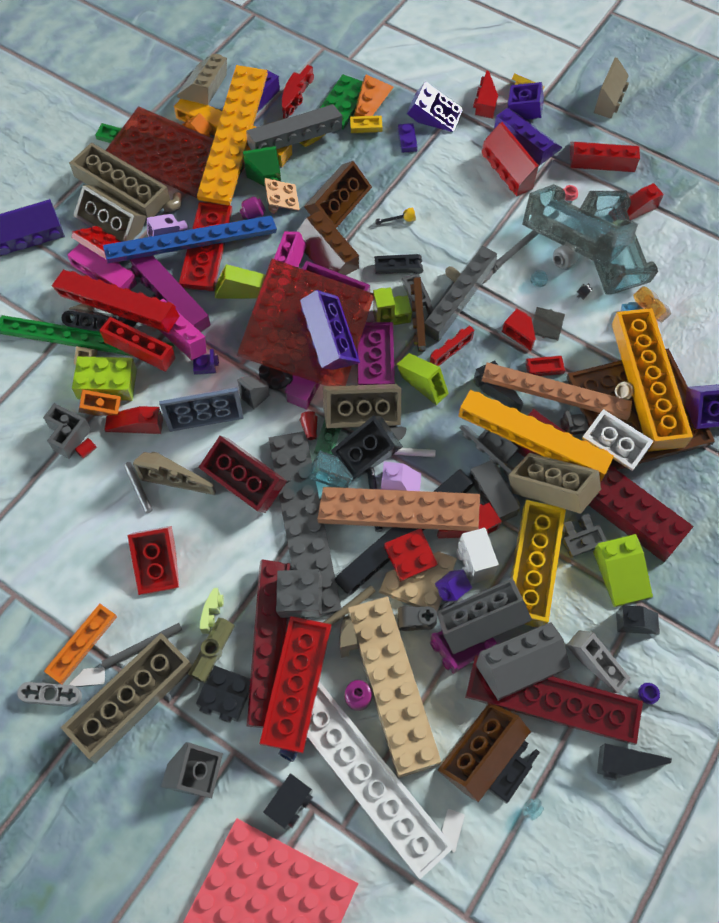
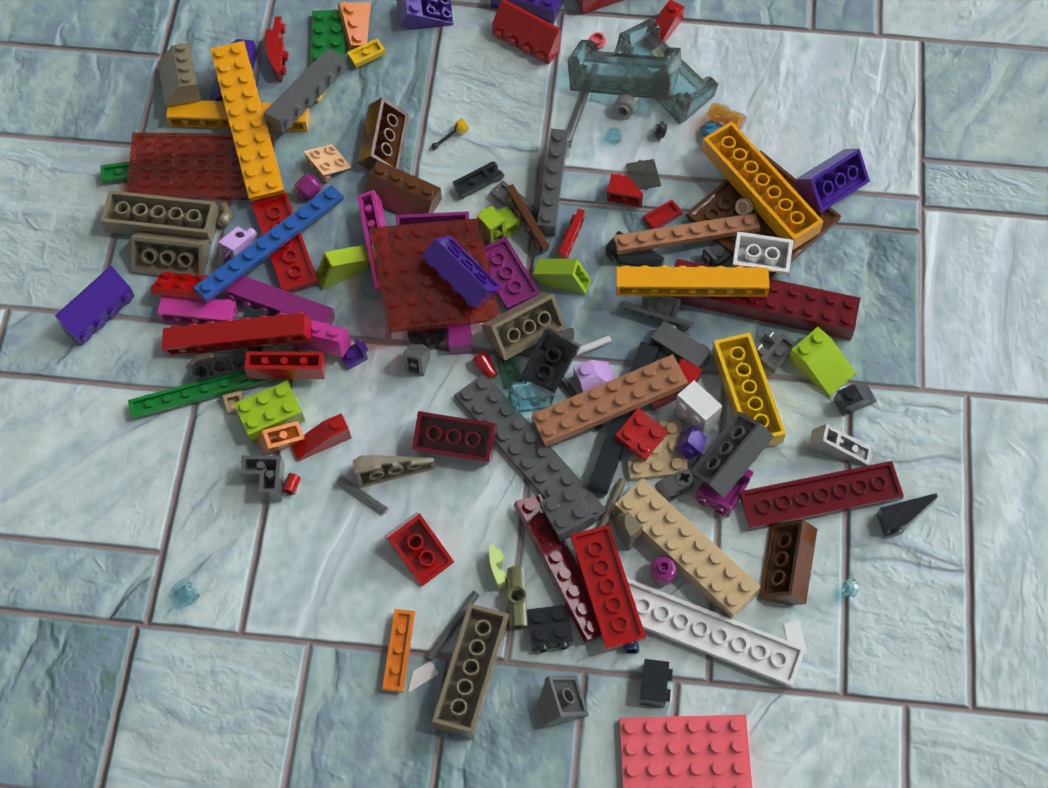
camera: 25 degrees left, 0 degrees up
(33, 699) = (381, 705): light grey beam -> none
(199, 124) = (200, 124): orange slope -> none
(202, 409) = (382, 396): sand blue slope -> none
(262, 164) = (294, 139): green slope -> none
(407, 137) = (413, 49): dark purple plate -> none
(452, 273) = (535, 166): dark tan arm -> none
(513, 774) = (821, 569): black hinge -> none
(523, 660) = (782, 475): dark grey slope -> none
(555, 482) = (729, 314): dark tan brick -> none
(649, 693) = (893, 452): dark purple plate -> none

